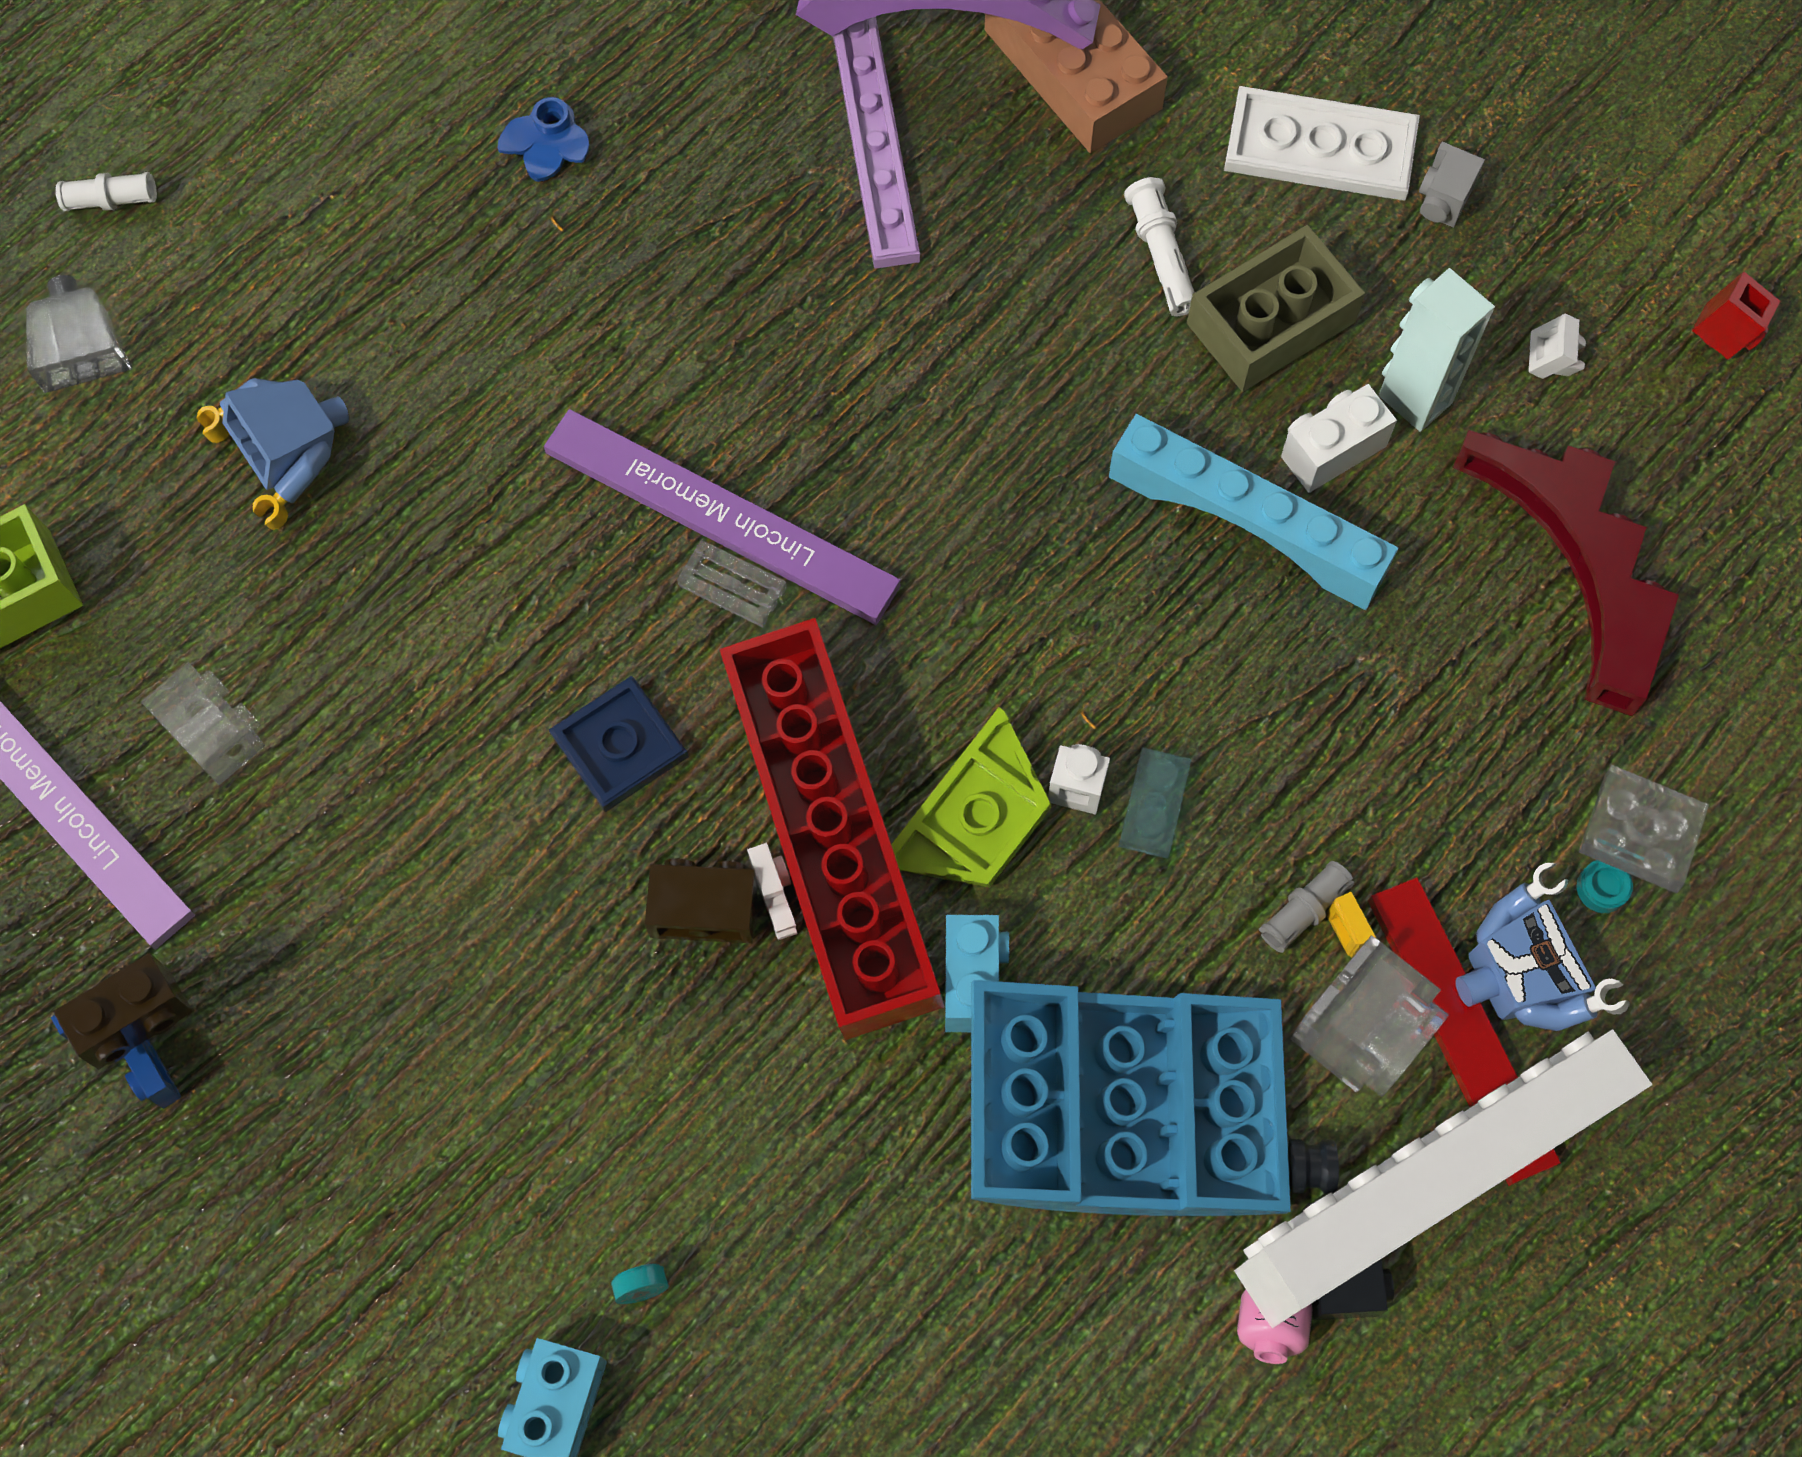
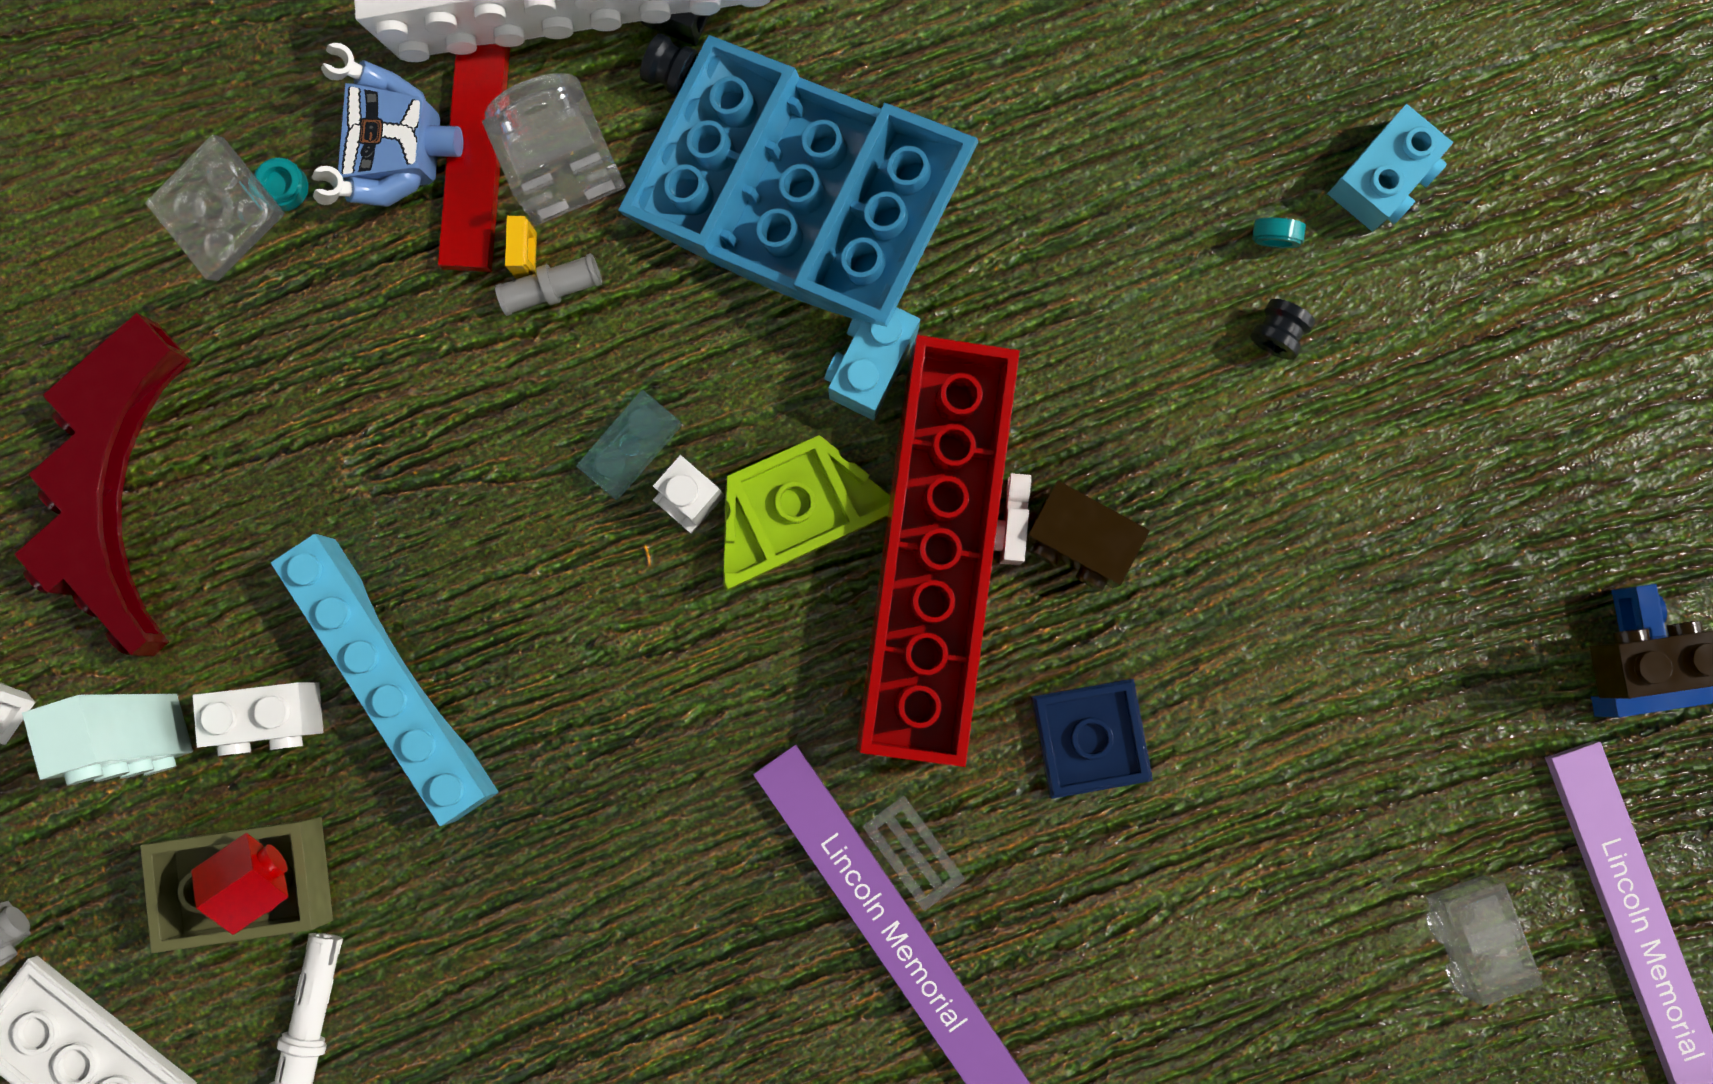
camera: 155 degrees left, 15 degrees up
(596, 1187) = (1282, 329): none -> black wheel
(1264, 291) = (240, 883): none -> red brick

